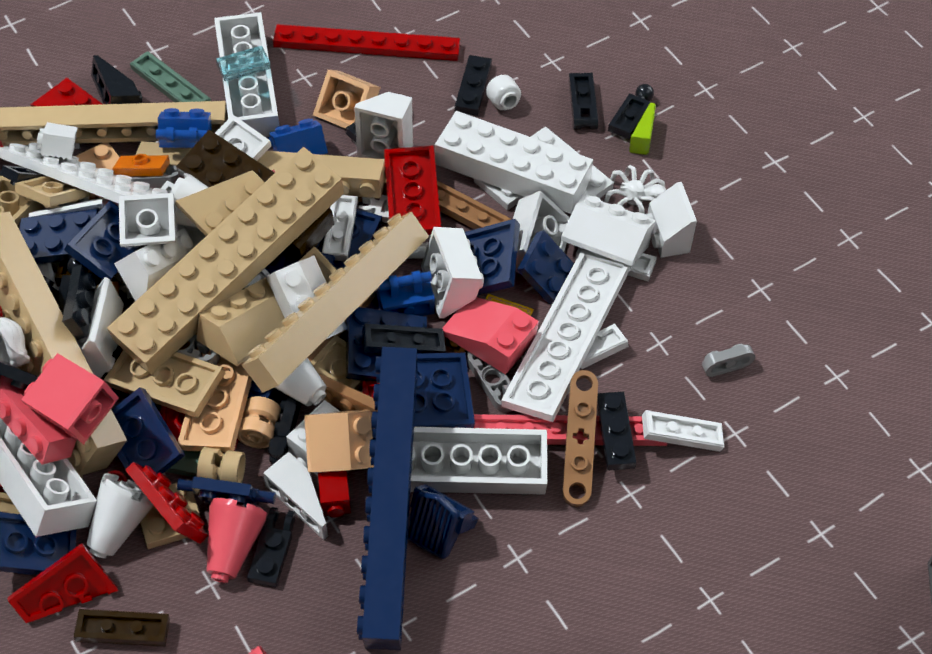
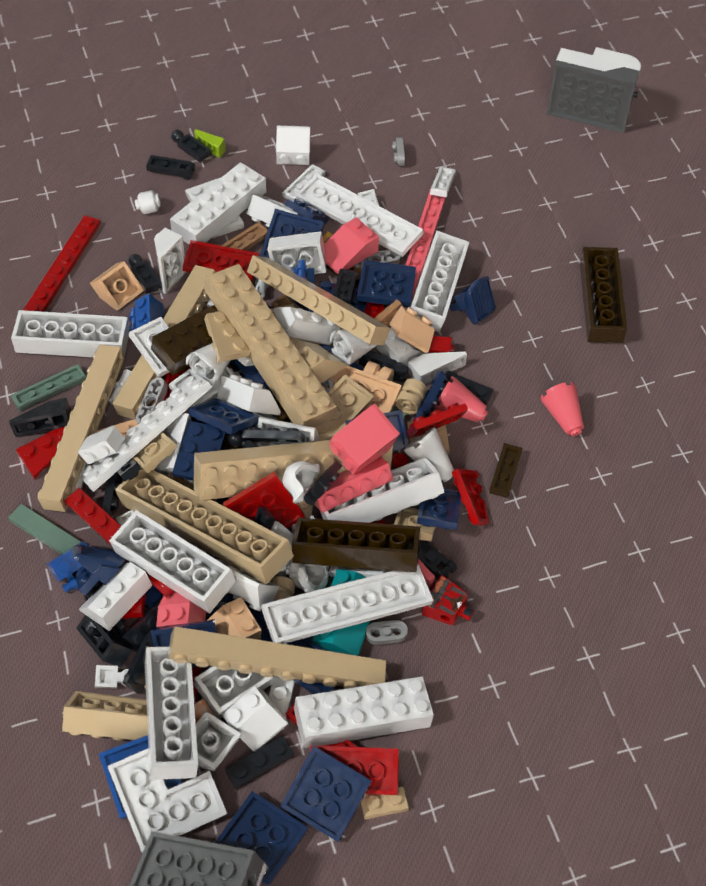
camera: 75 degrees left, 0 degrees up
(141, 165) = (143, 400): orange plate -> none
(147, 219) = (225, 382): white slope -> none
(182, 128) = (122, 368): blue brick -> none
(243, 63) = (73, 324): clear light blue plate -> none
(390, 501) = (467, 305): dark blue brick -> none
(473, 85) = (129, 219): black plate -> none
(580, 457) = (428, 220): medium nougat piece -> none
(608, 230) = (290, 175): white slope -> none
(616, 431) = (436, 208): black plate -> none
(634, 191) = (258, 161): white animal -> none

